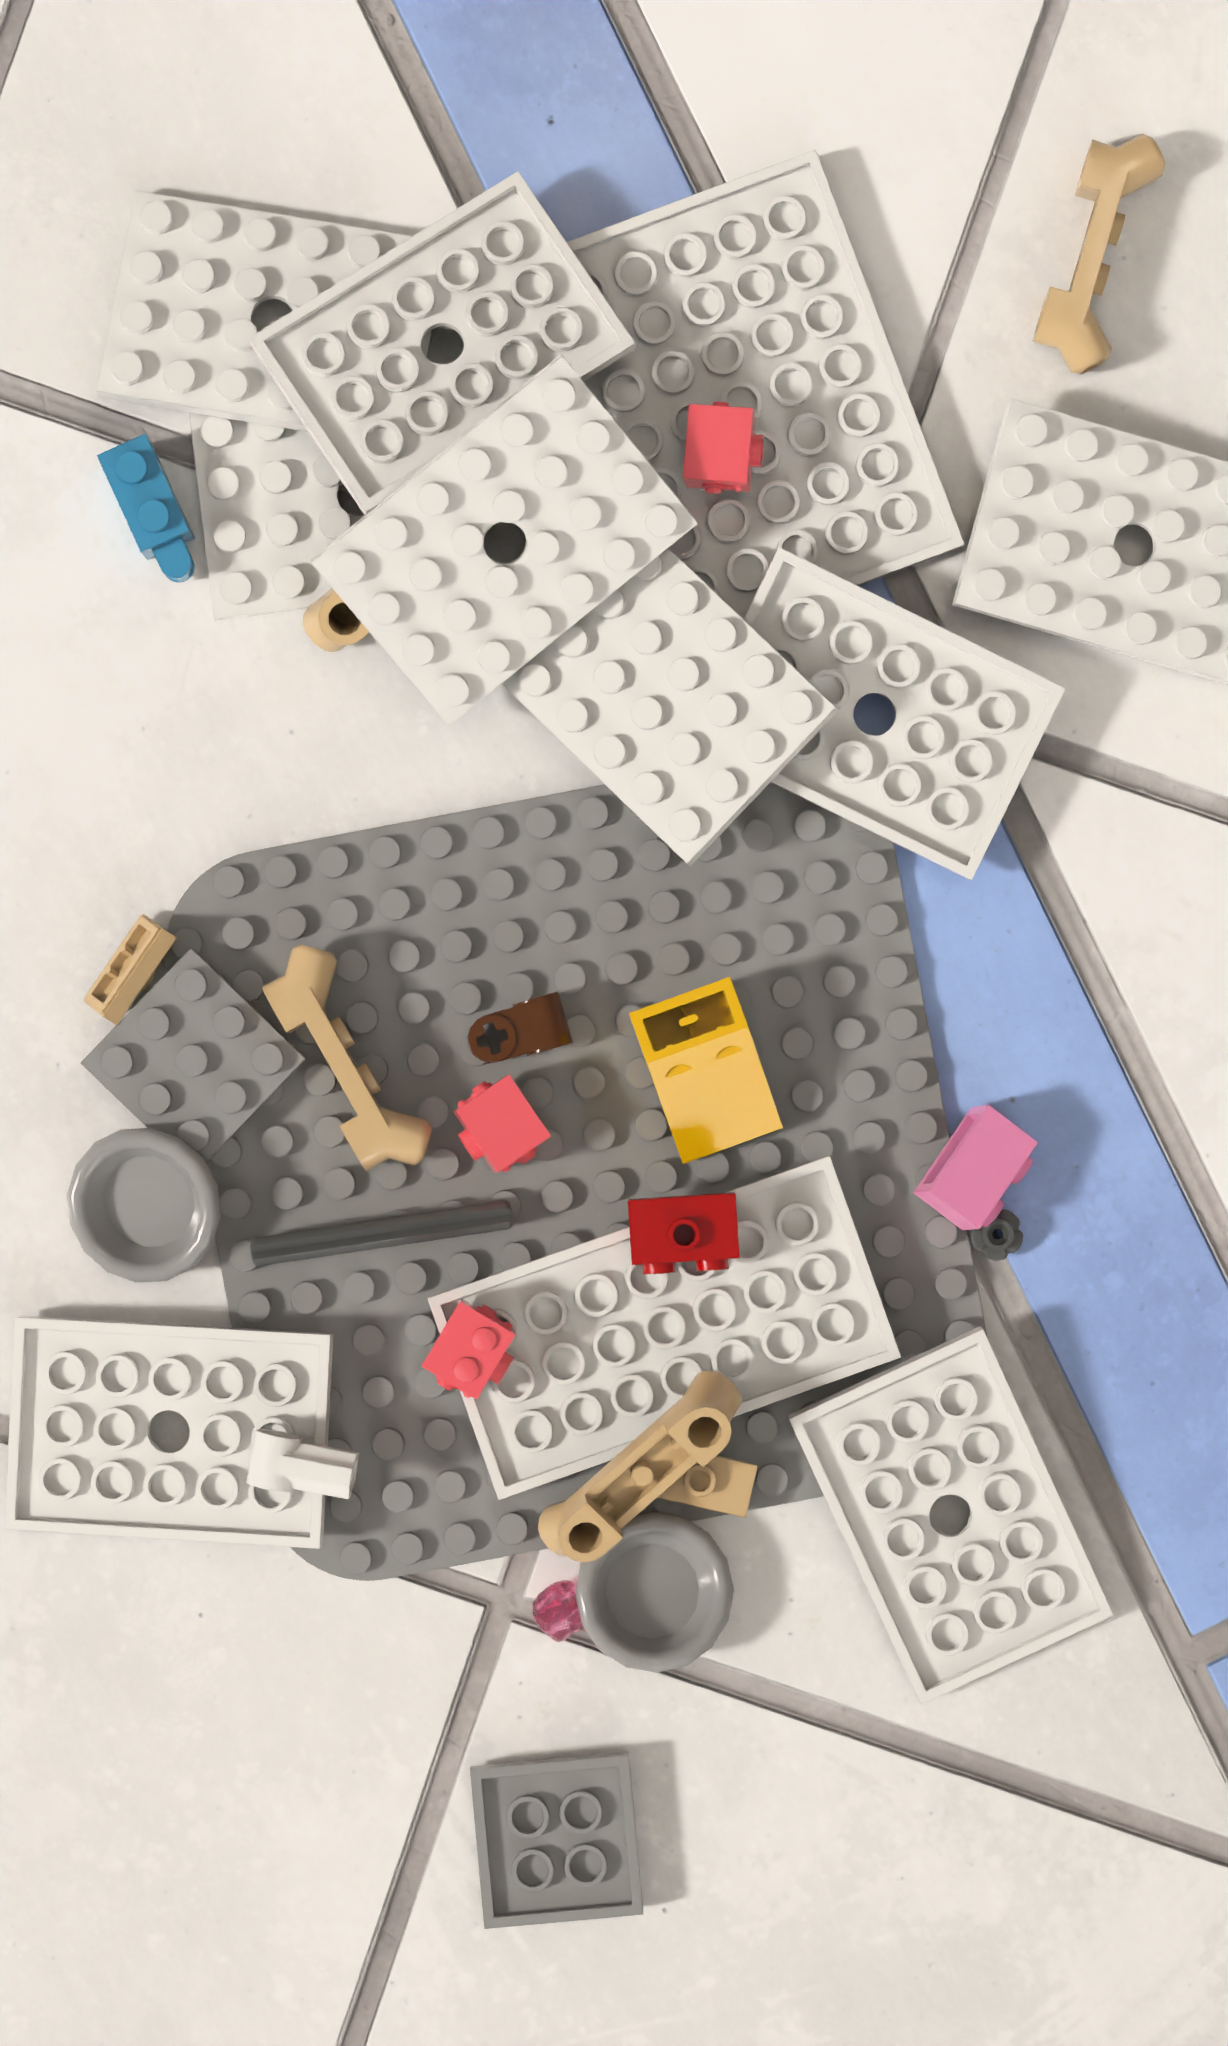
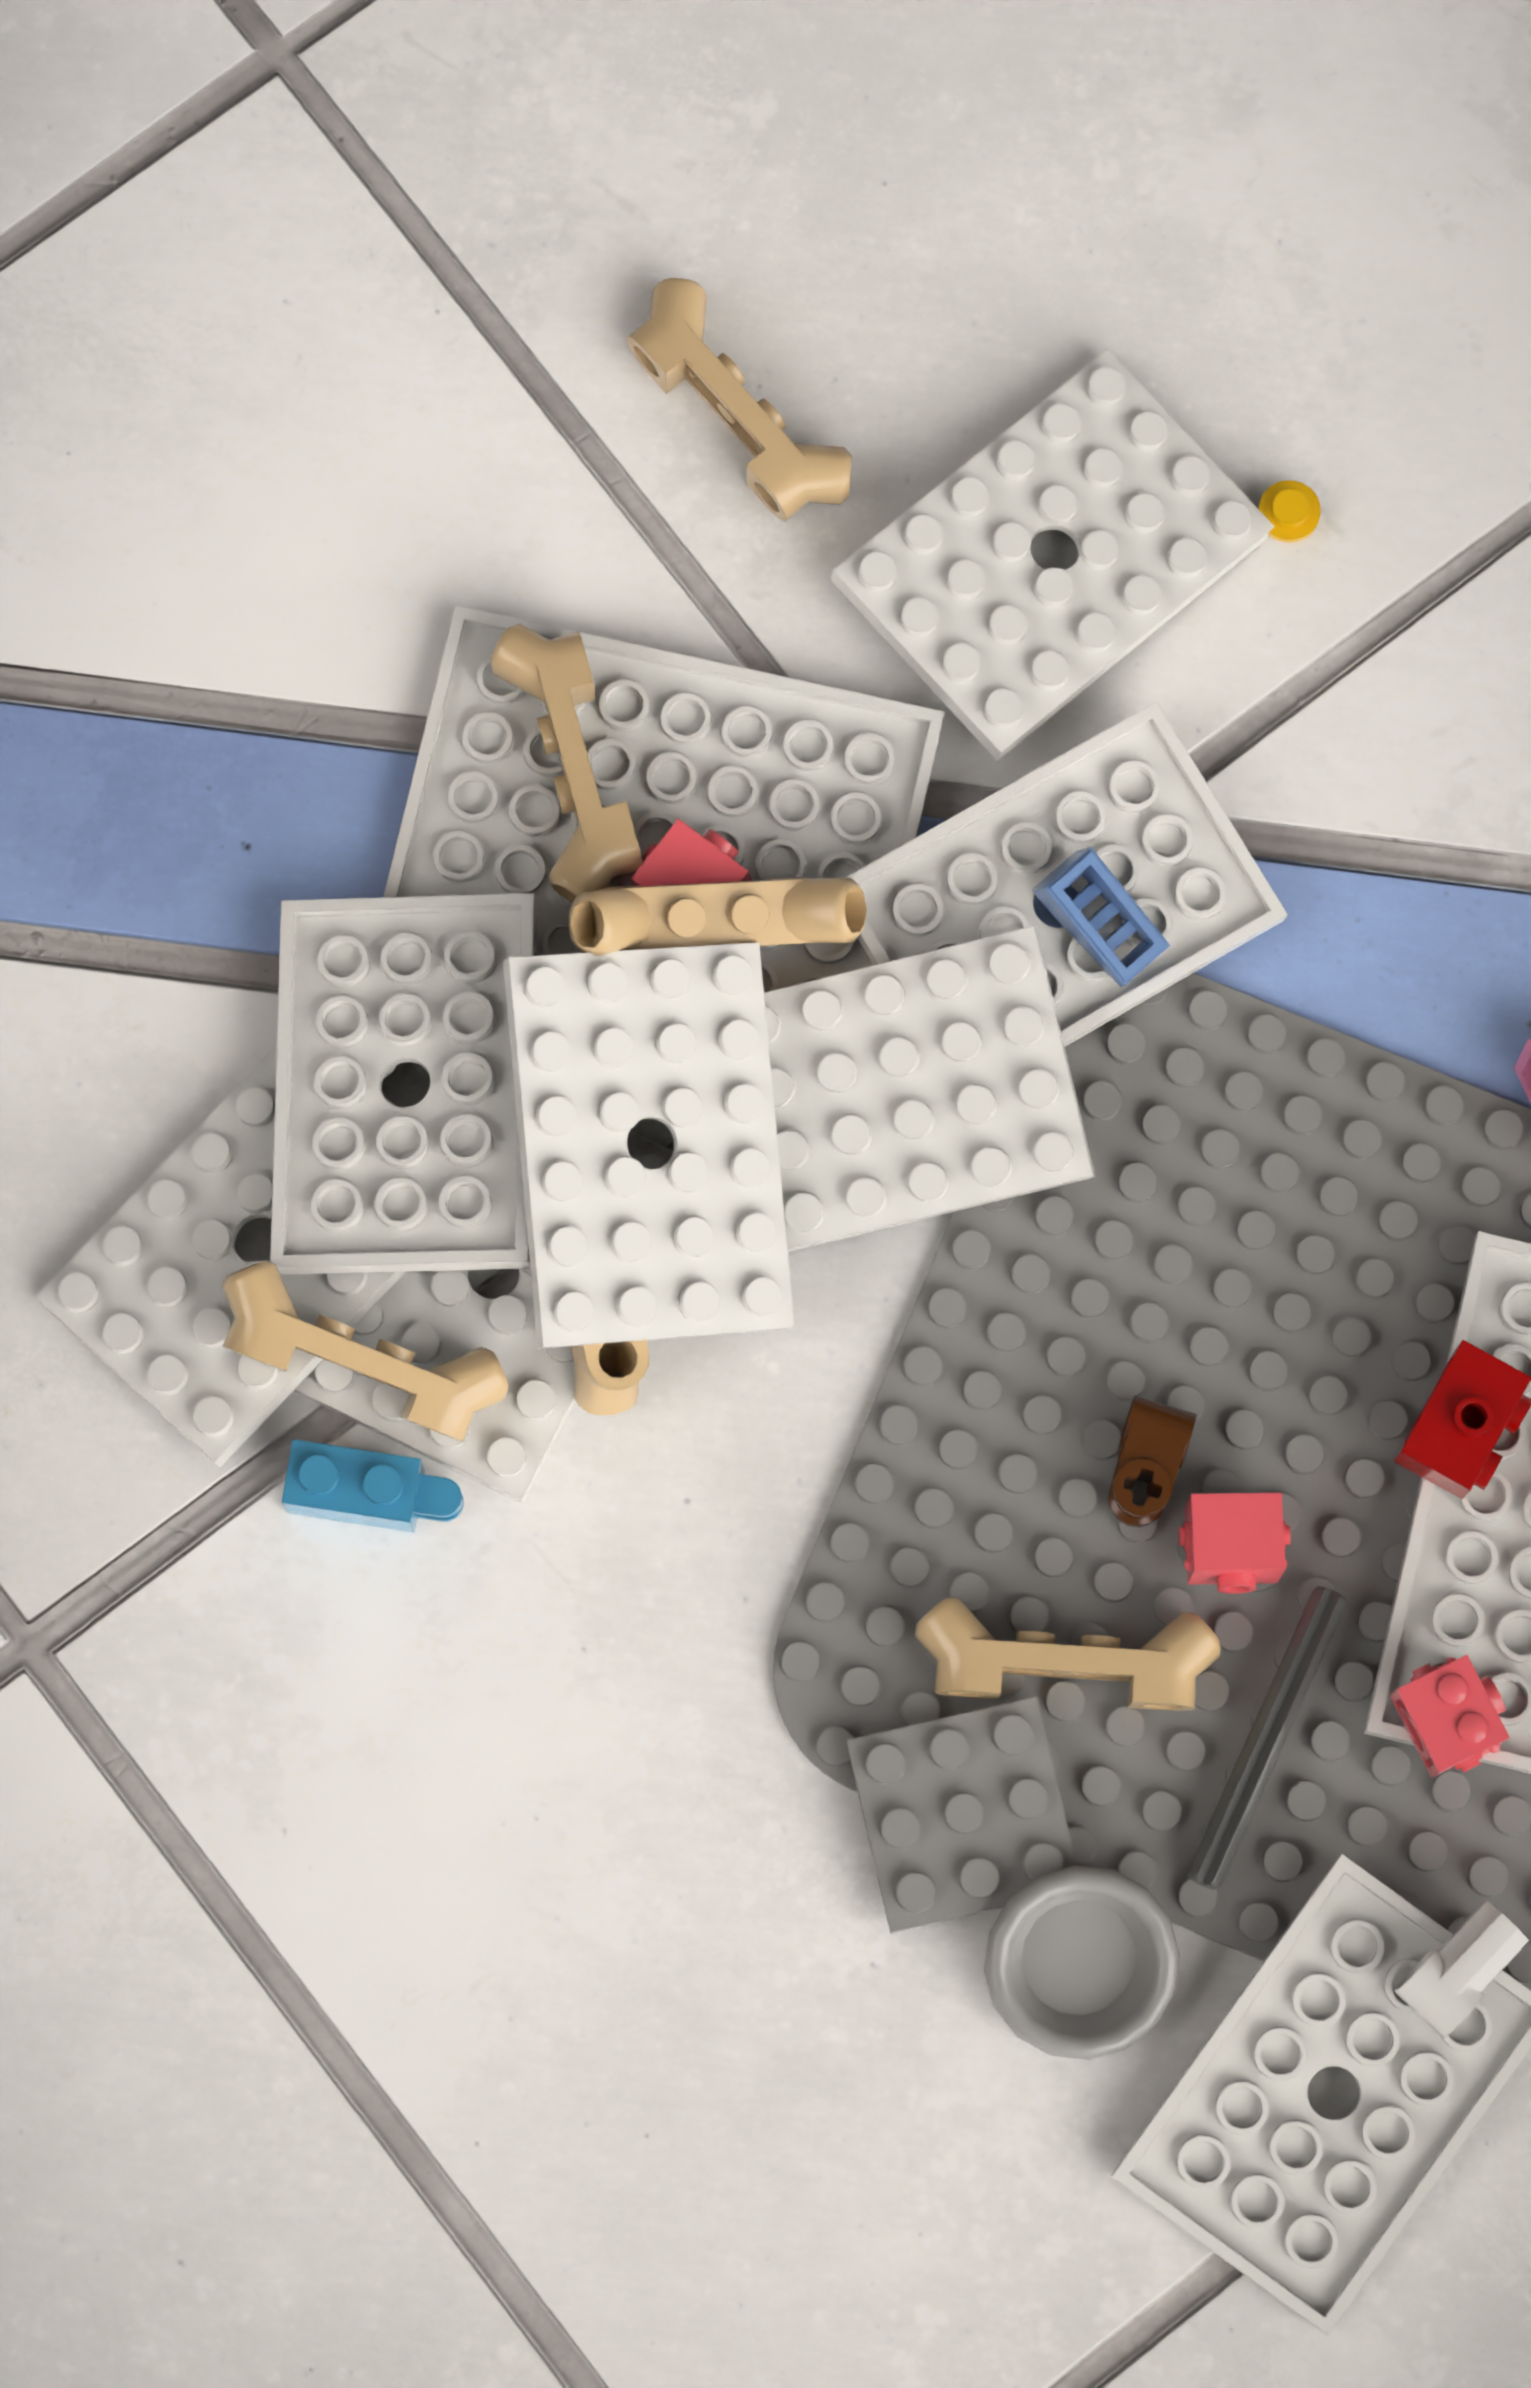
camera: 60 degrees left, 10 degrees down
(129, 969) = (825, 1820): tan plate -> none
(204, 367) = (438, 1397): none -> tan plate
(698, 479) = (718, 914): none -> tan plate
(706, 1070) = (1309, 1297): yellow slope -> none
(807, 257) = (561, 677): none -> tan plate
(893, 705) = (1084, 930): none -> medium blue slope

